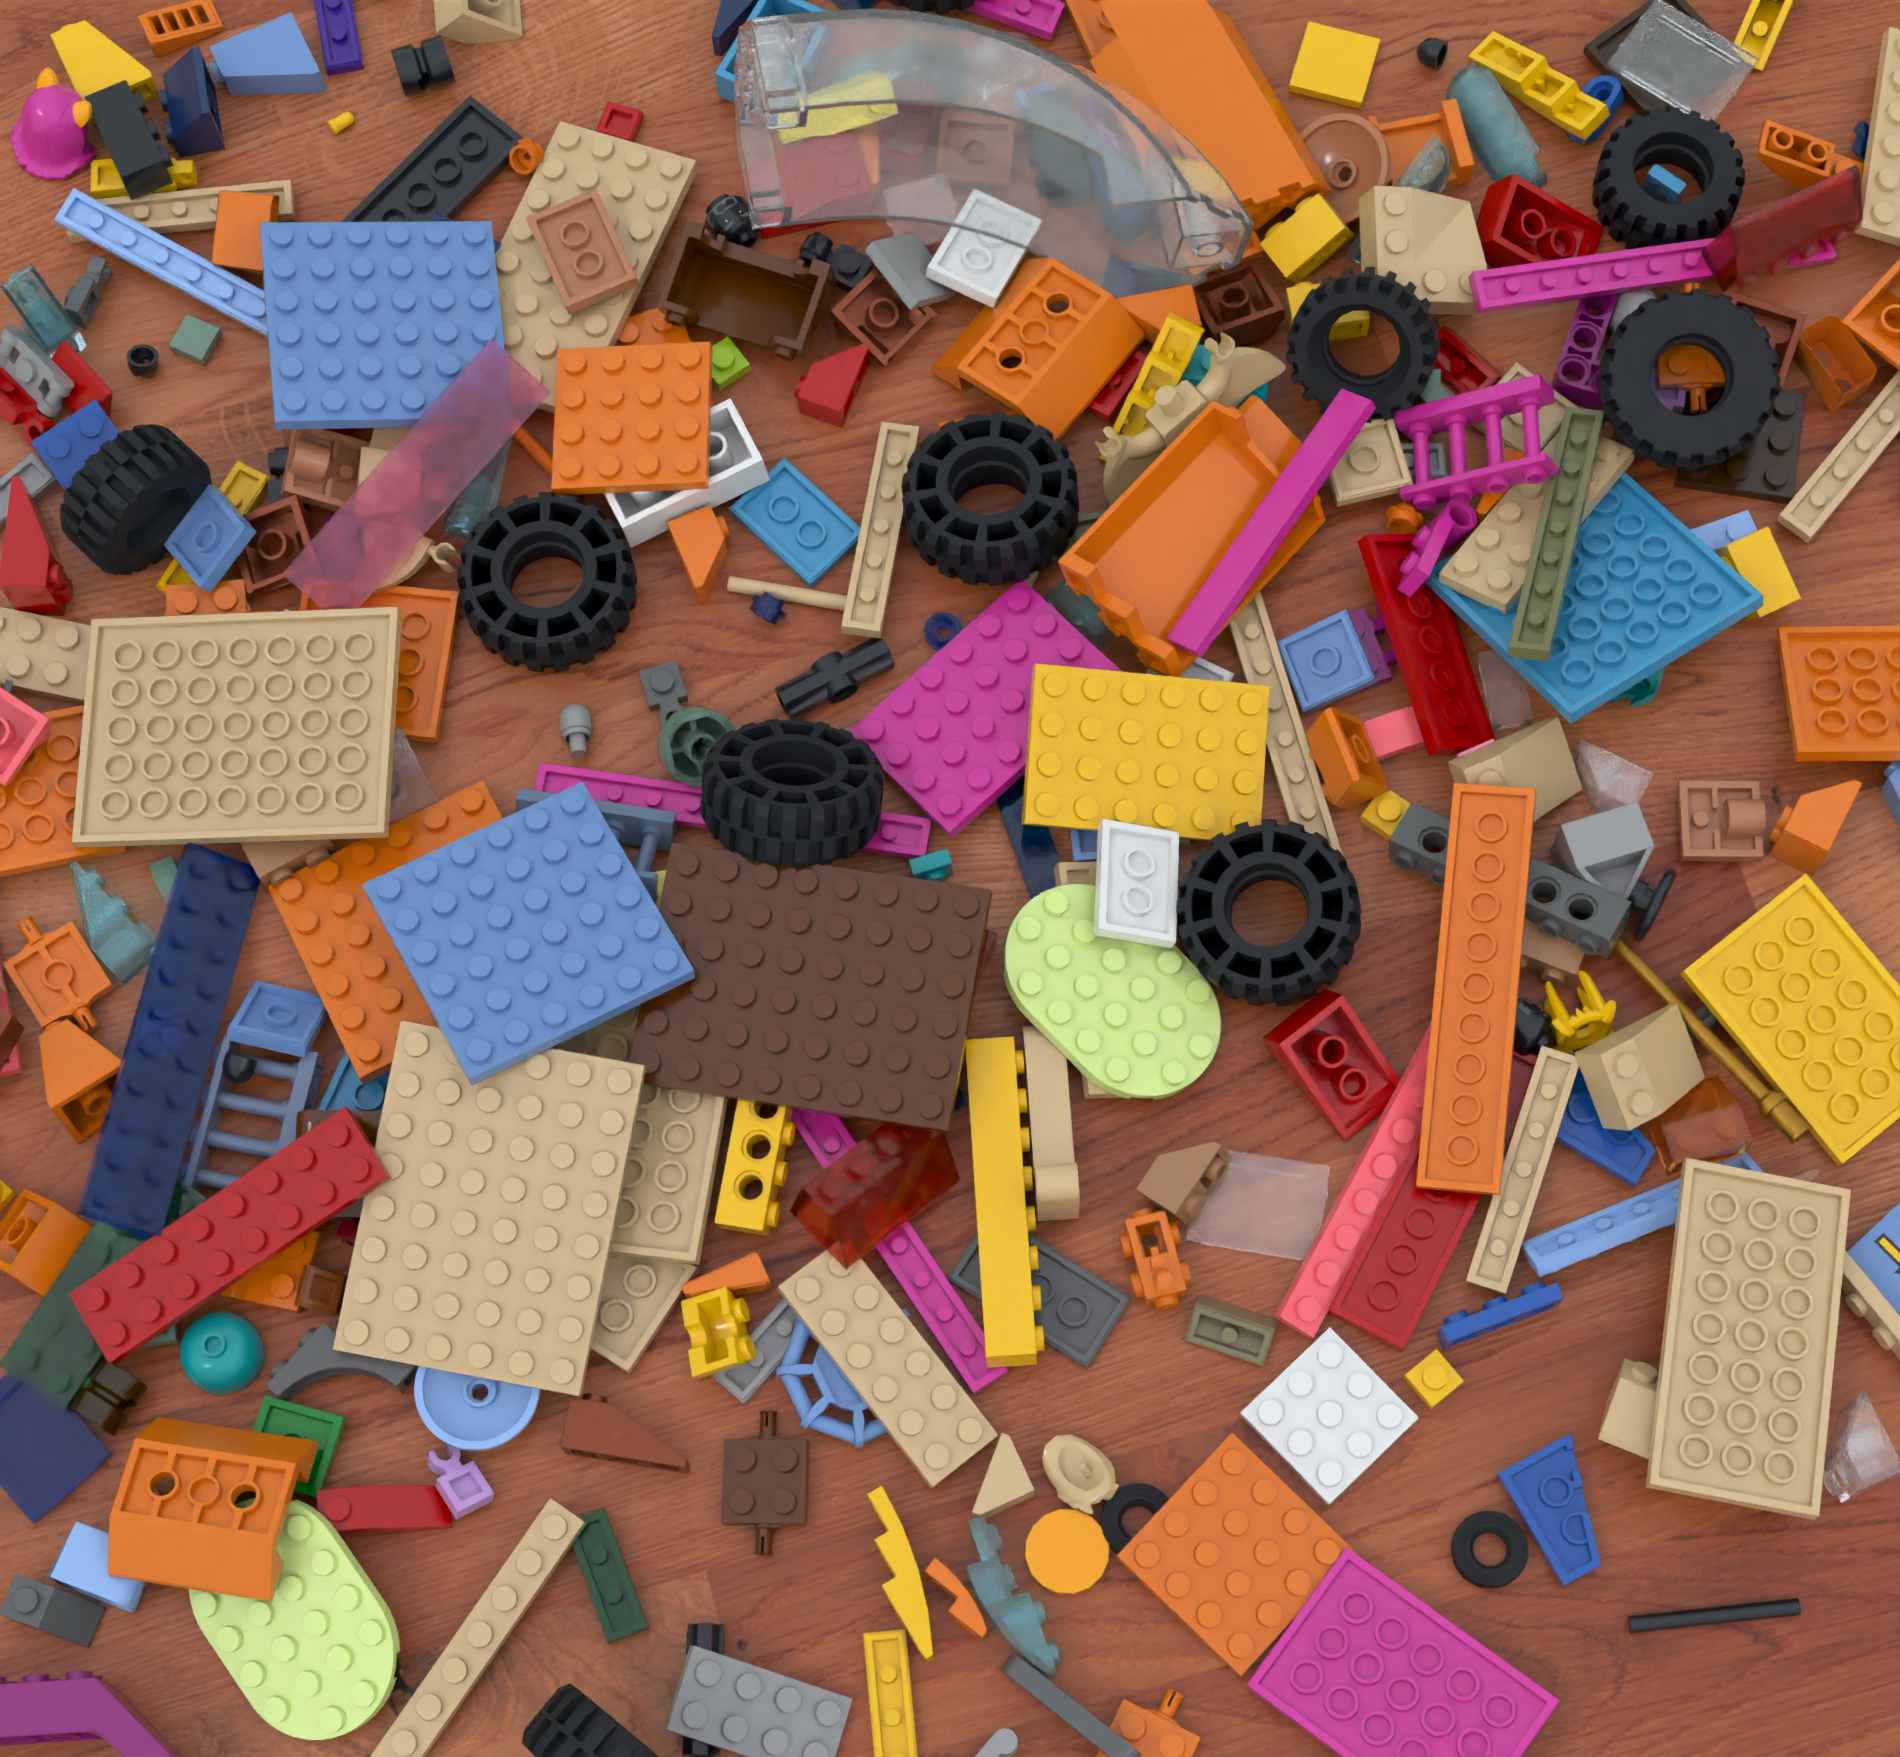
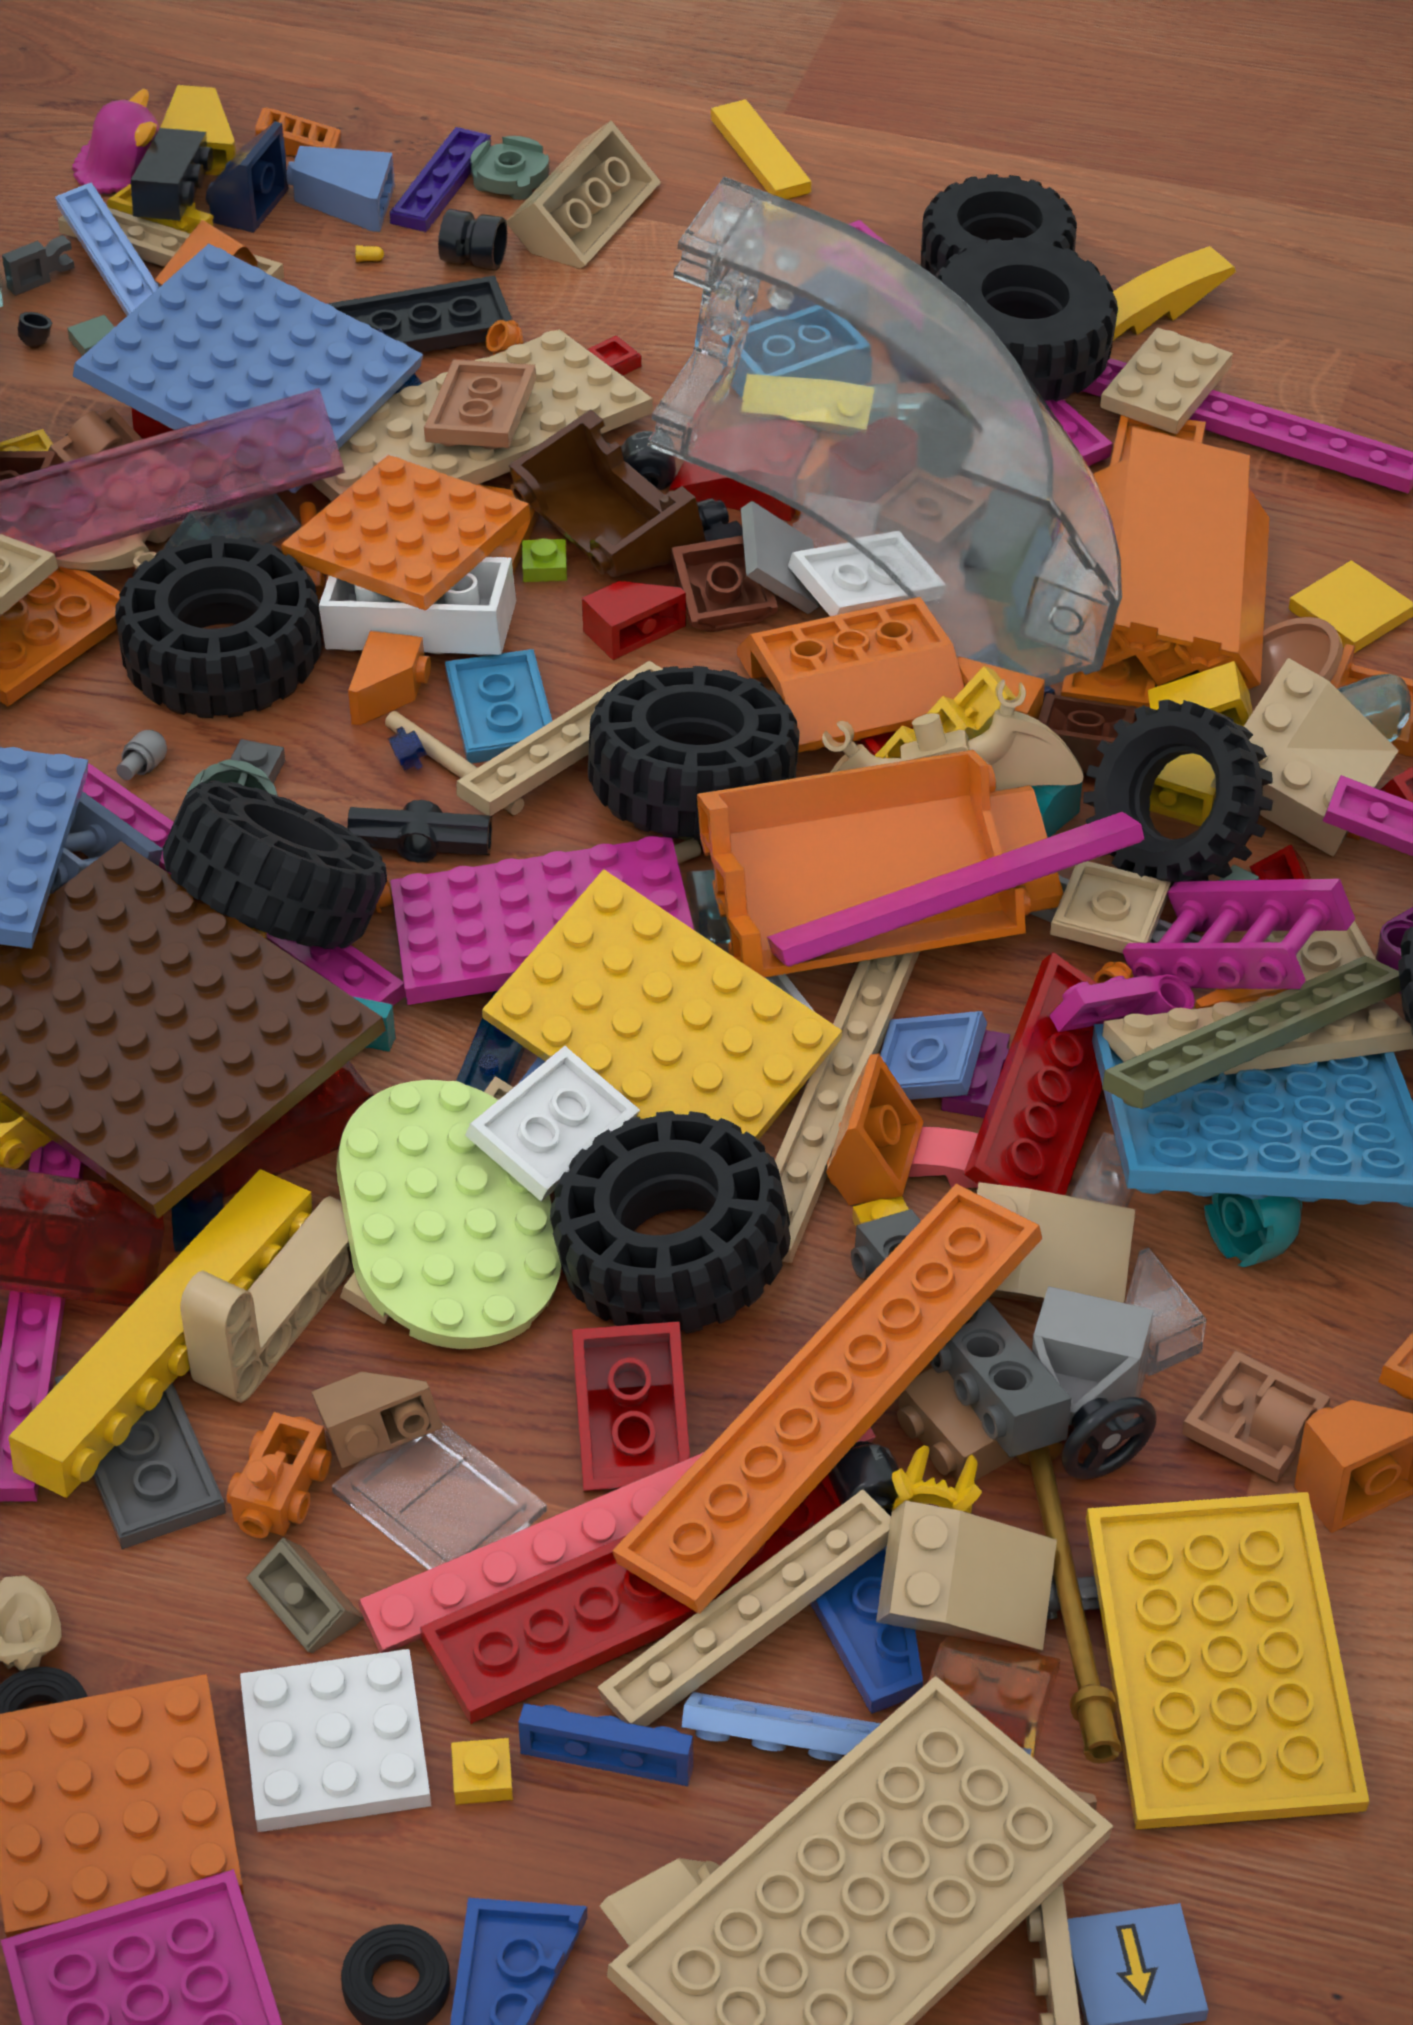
camera: 30 degrees right, 25 degrees down
(939, 621) = (560, 839): clear blue plate -> none

